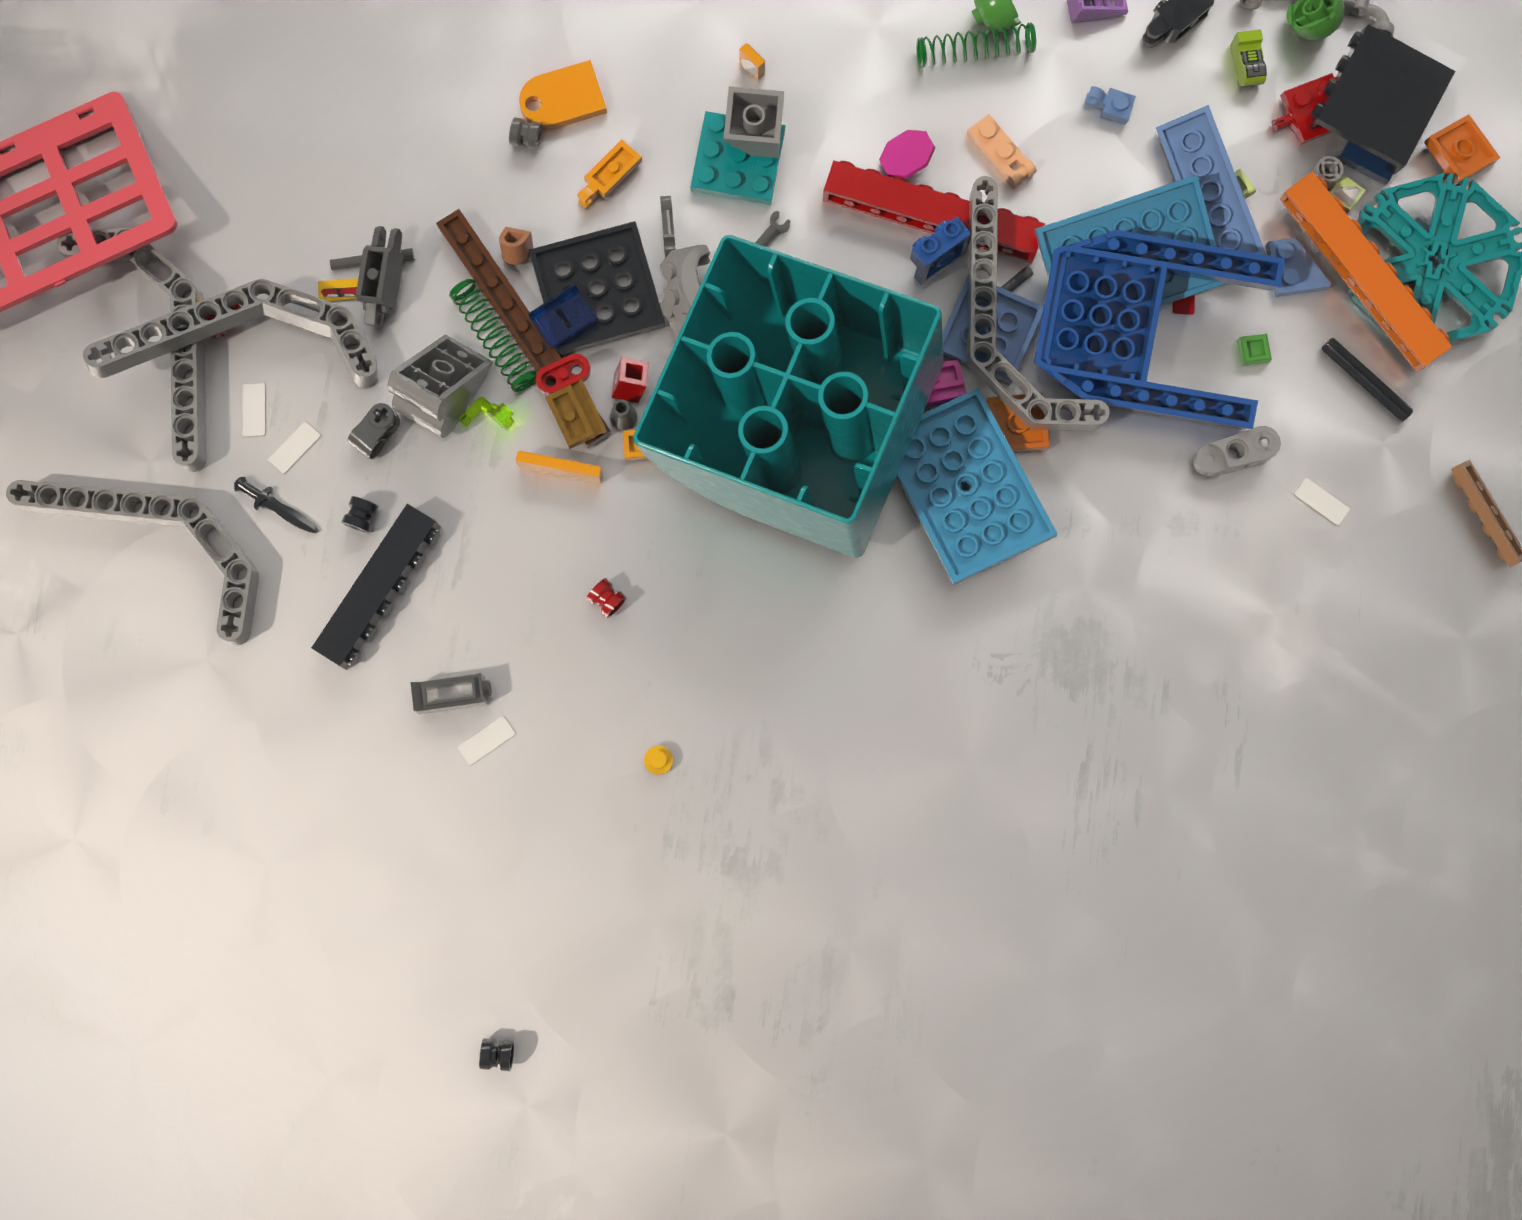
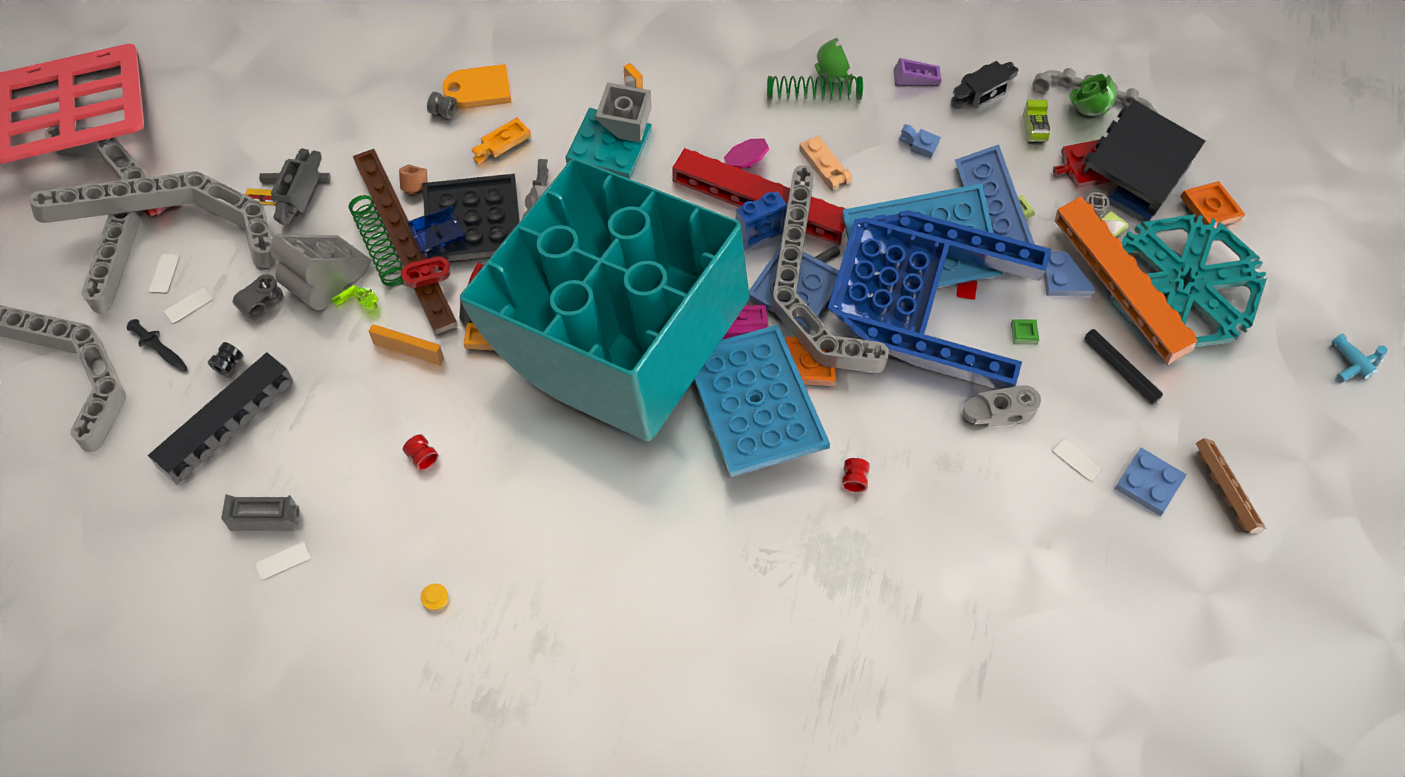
camera: 10 degrees right, 20 degrees down
(575, 414) = (428, 302): pearl gold plate -> none
(1085, 558) = (855, 477): none -> red wheel
(1402, 517) = (1150, 481): none -> medium blue plate

